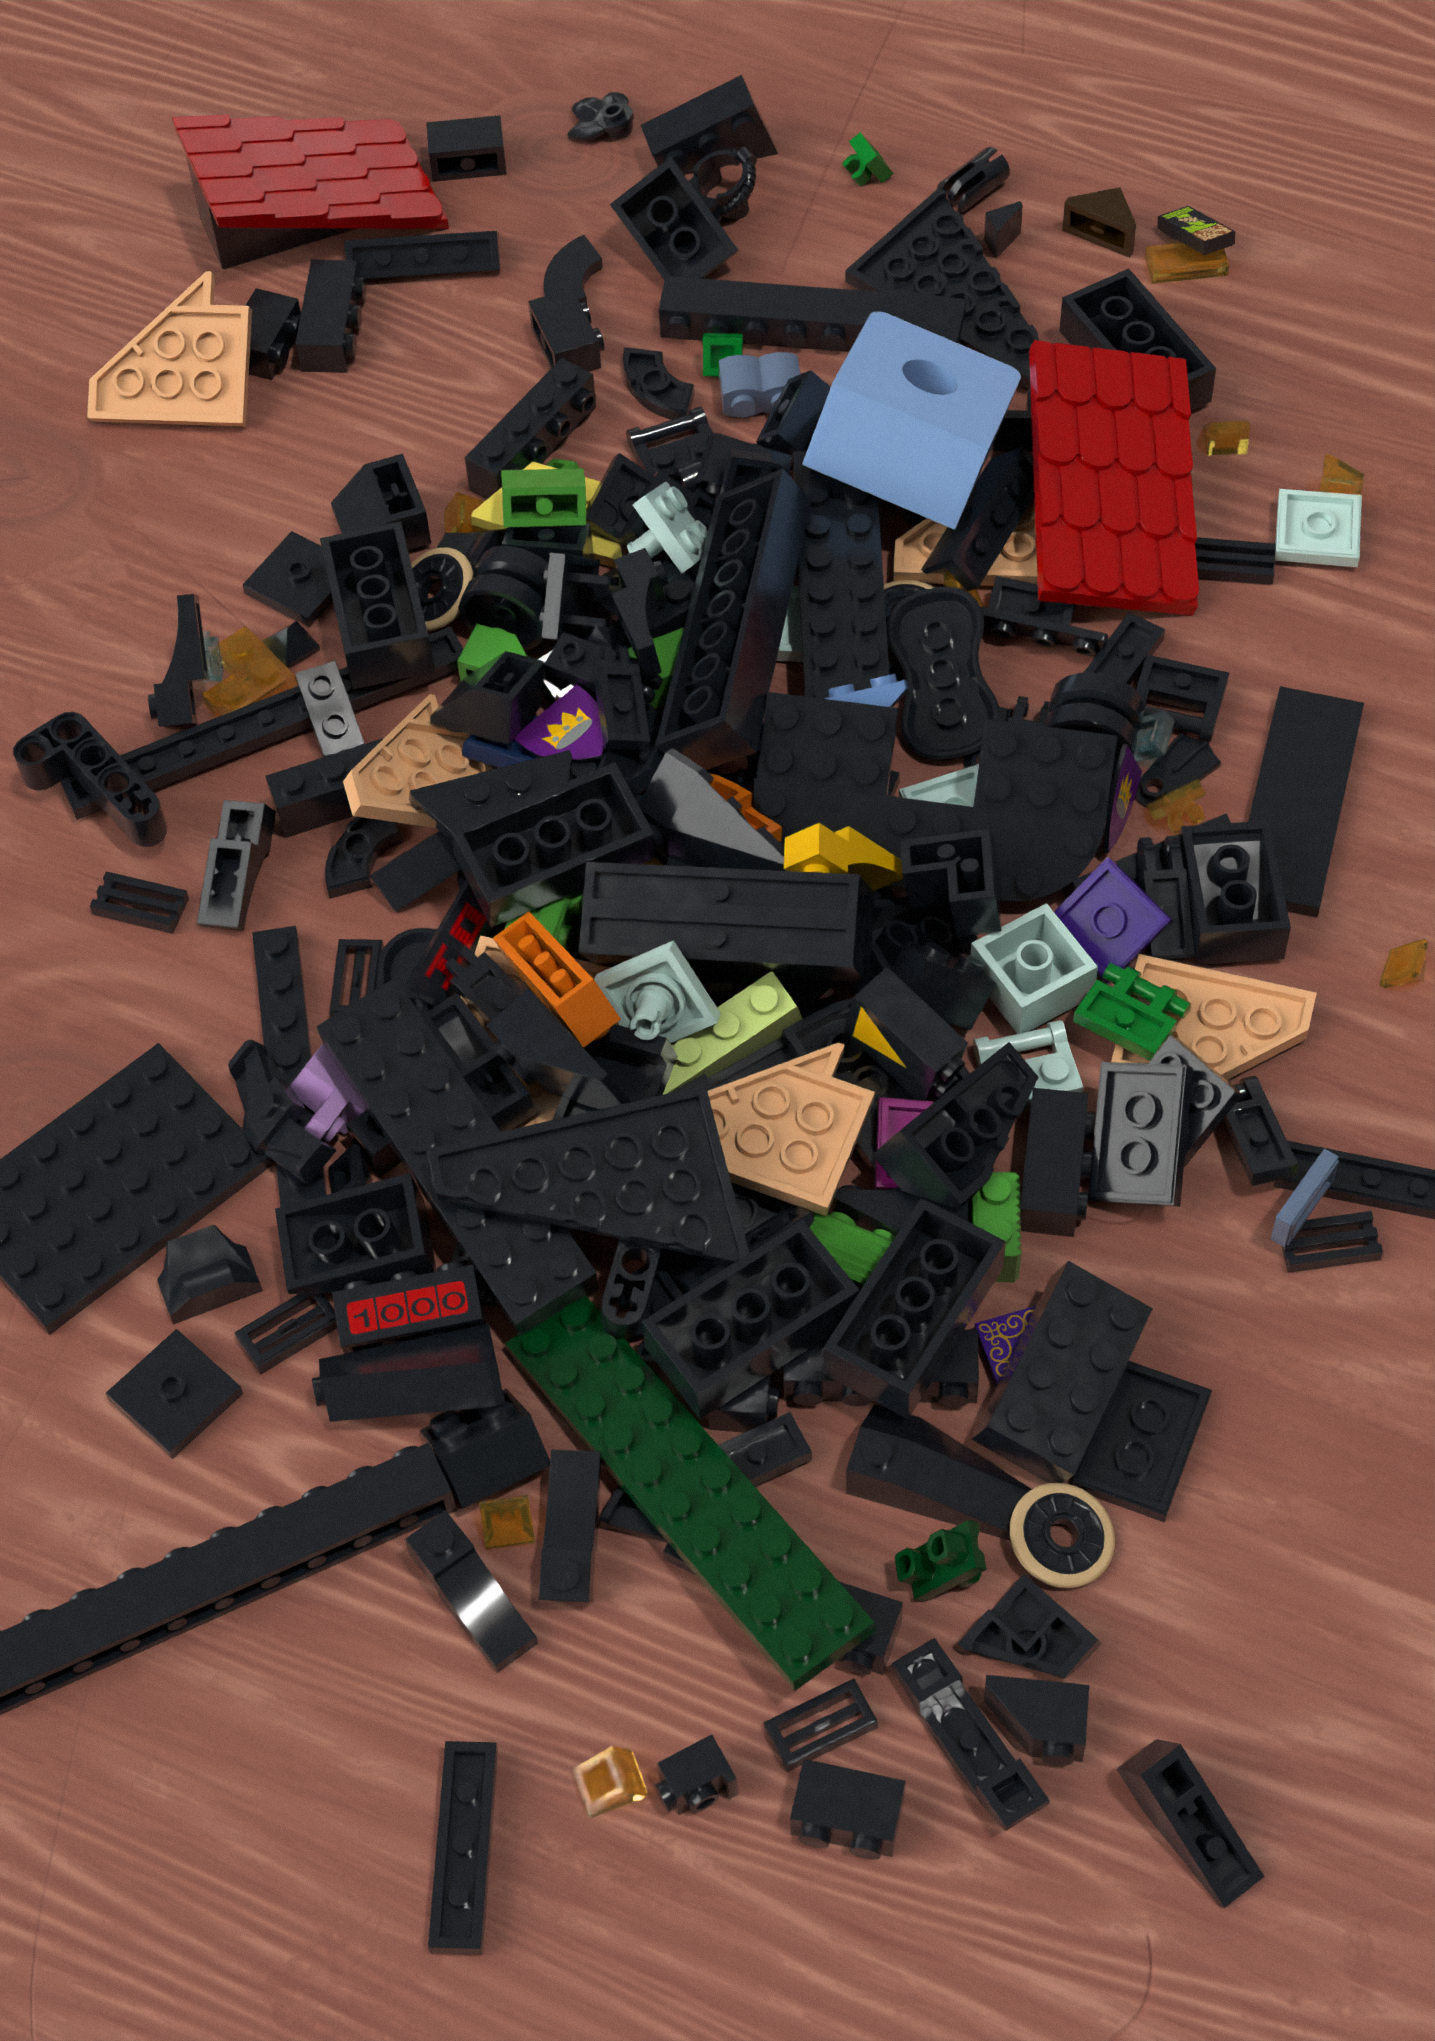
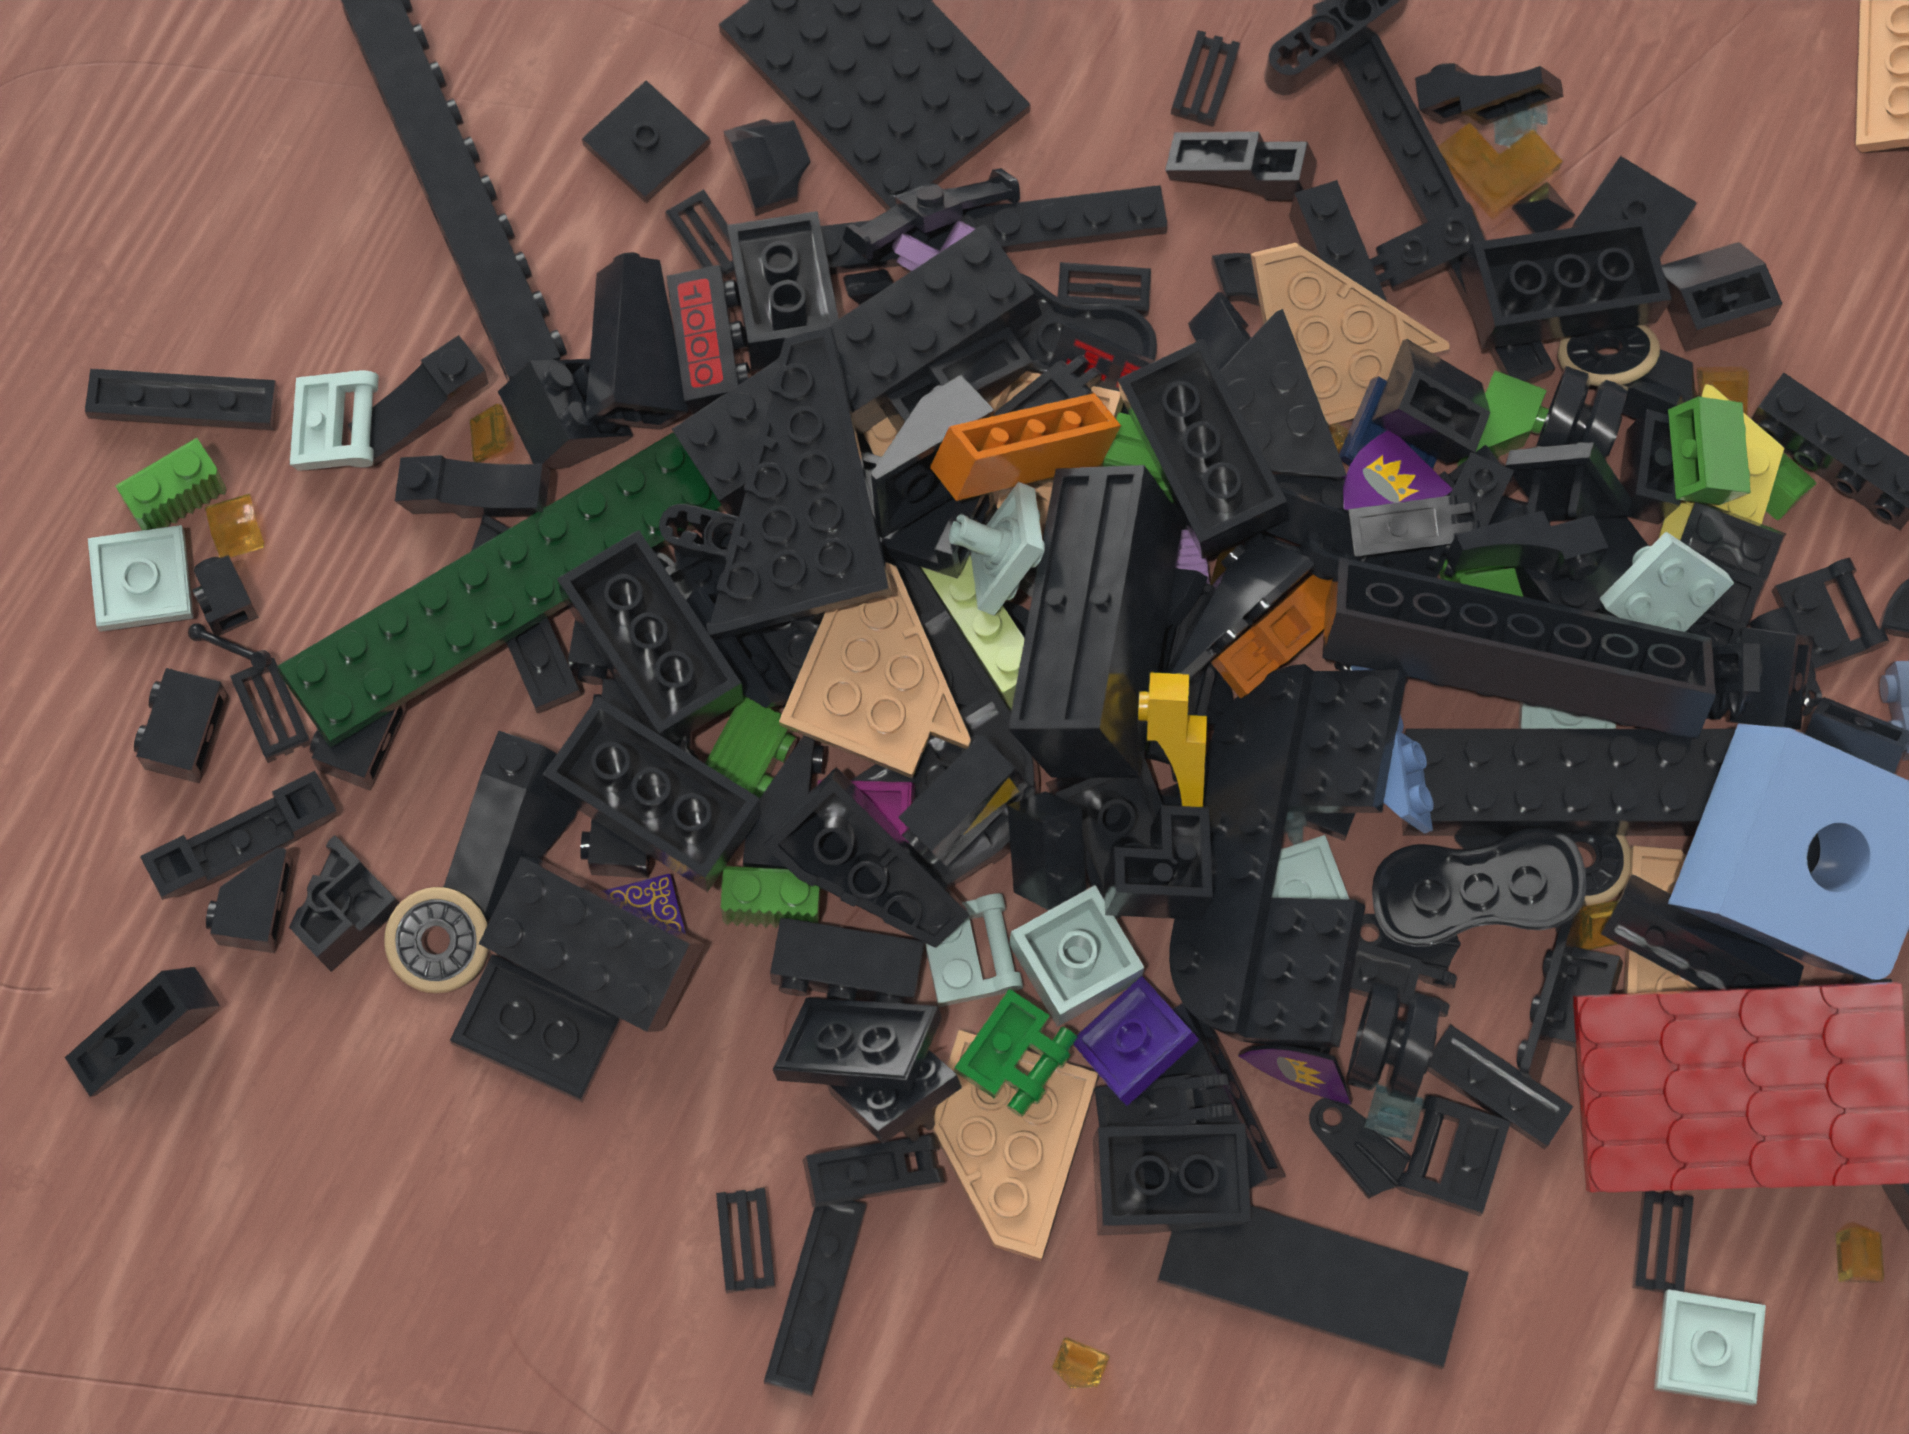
camera: 85 degrees right, 15 degrees up
(493, 1693) = (320, 417): none -> light aqua plate
(573, 1842) = (172, 487): none -> bright green brick
(676, 1873) = (140, 578): none -> light aqua plate
(770, 1729) = (259, 659): none -> black hinge
(942, 1562) = (408, 821): dark green hips -> none
(1176, 803) = (1304, 1135): clear yellow tile -> none
(1305, 1198) = (779, 1209): sand blue tile -> none
(1340, 477) = (1776, 1376): clear yellow slope -> none

